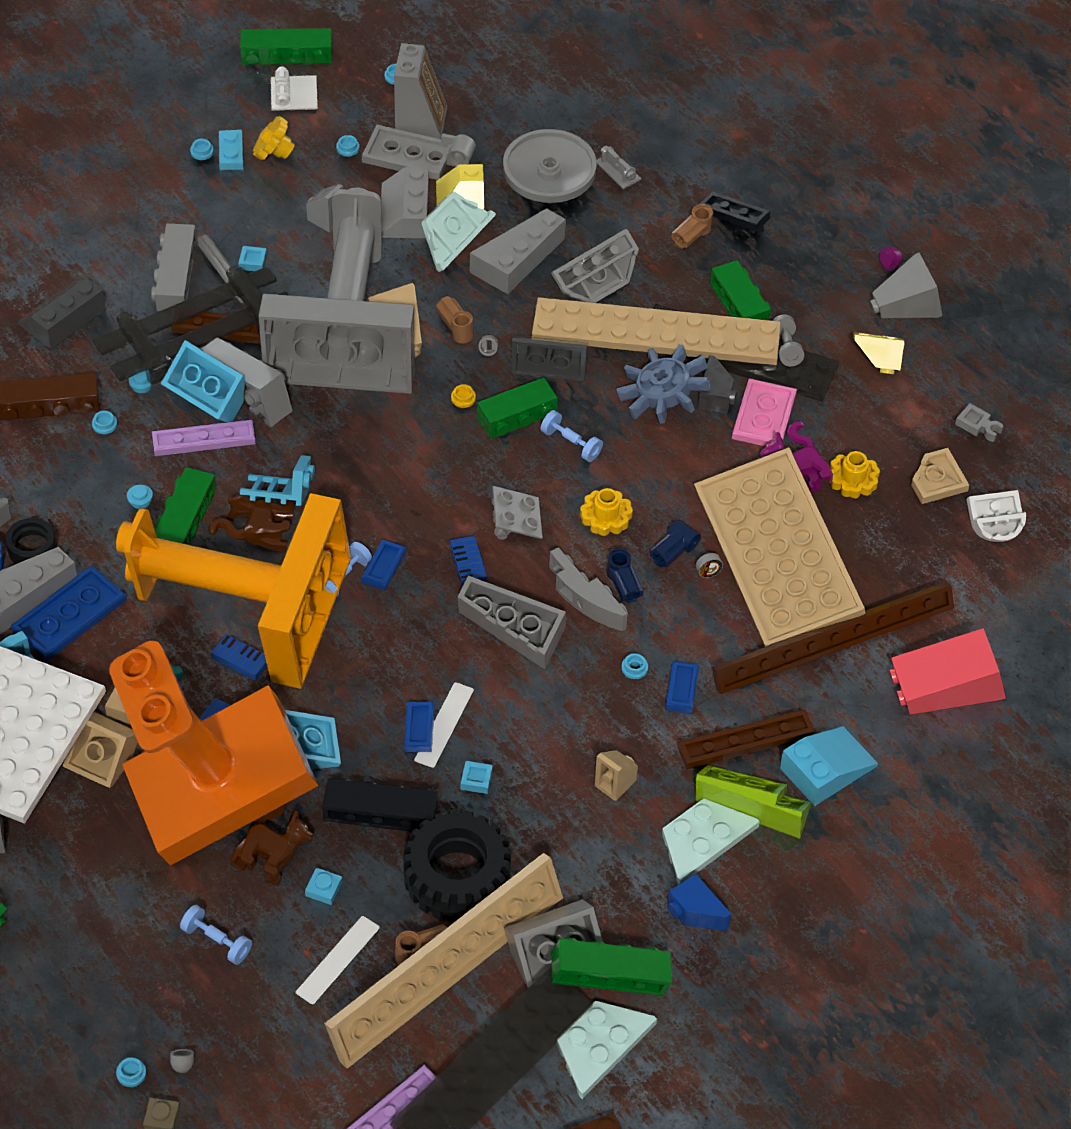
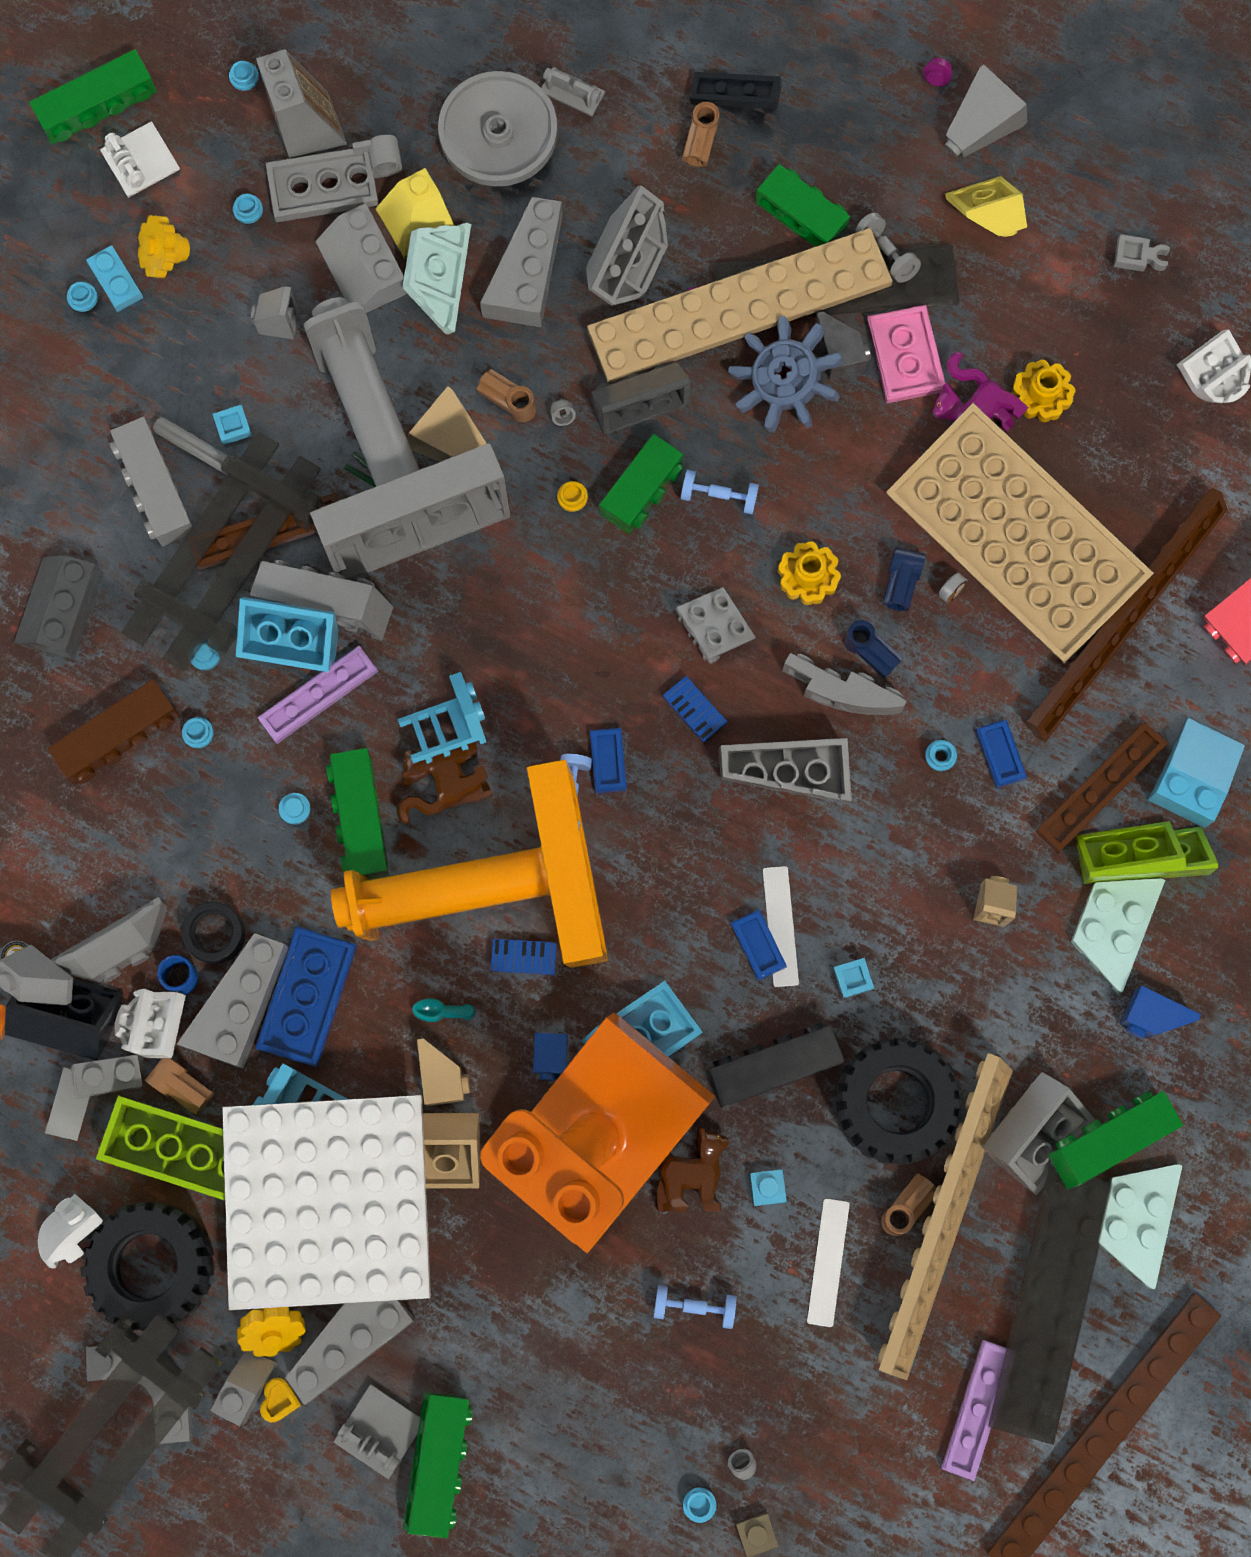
camera: 25 degrees left, 25 degrees up
(938, 477) = (1132, 348): tan plate -> none

